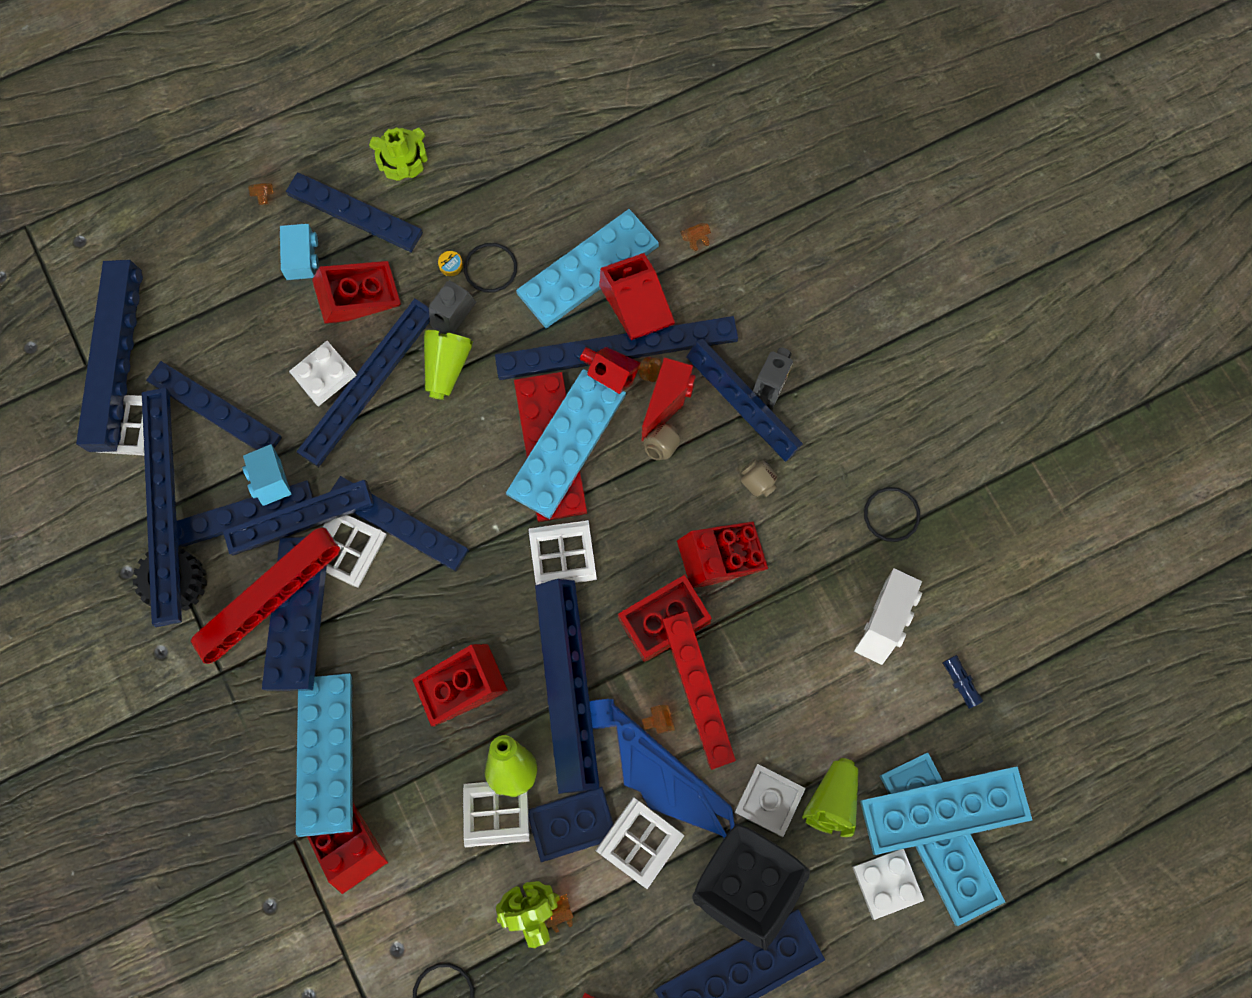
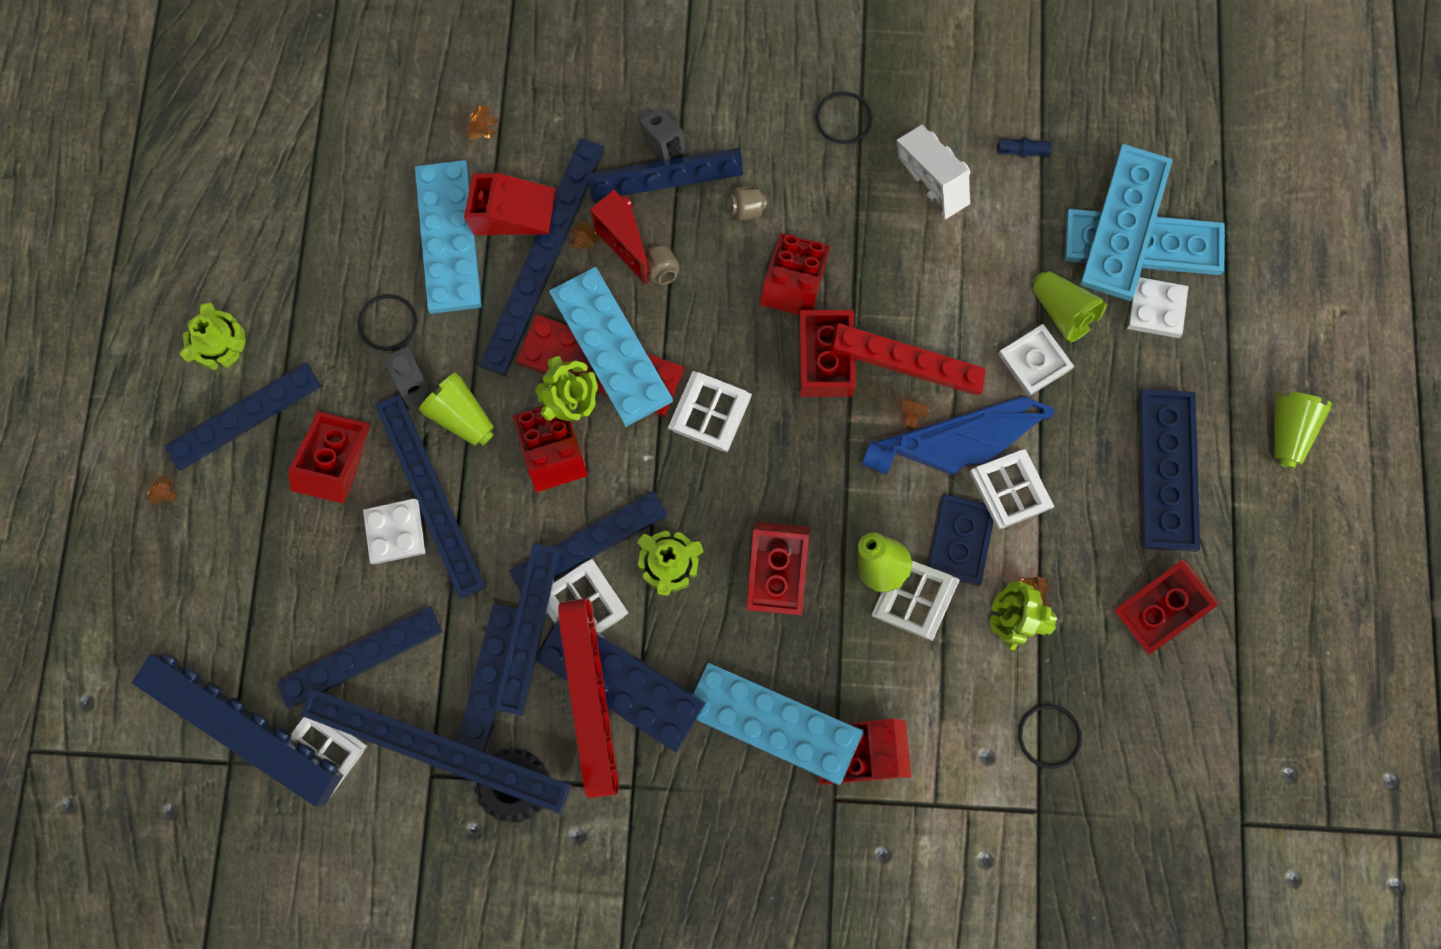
camera: 60 degrees left, 0 degrees up
(266, 475) = (466, 636): medium azure brick -> none
(298, 251) = (251, 489): medium azure brick -> none
(422, 598) = (660, 546): none -> lime piece
(450, 263) = (359, 355): tile -> none
(458, 446) = (549, 450): none -> red slope
(505, 430) = (564, 390): none -> lime piece
(567, 687) = (837, 472): dark blue brick -> none
(610, 368) = (574, 264): red torso -> none
(751, 886) = (1109, 407): black piece -> none

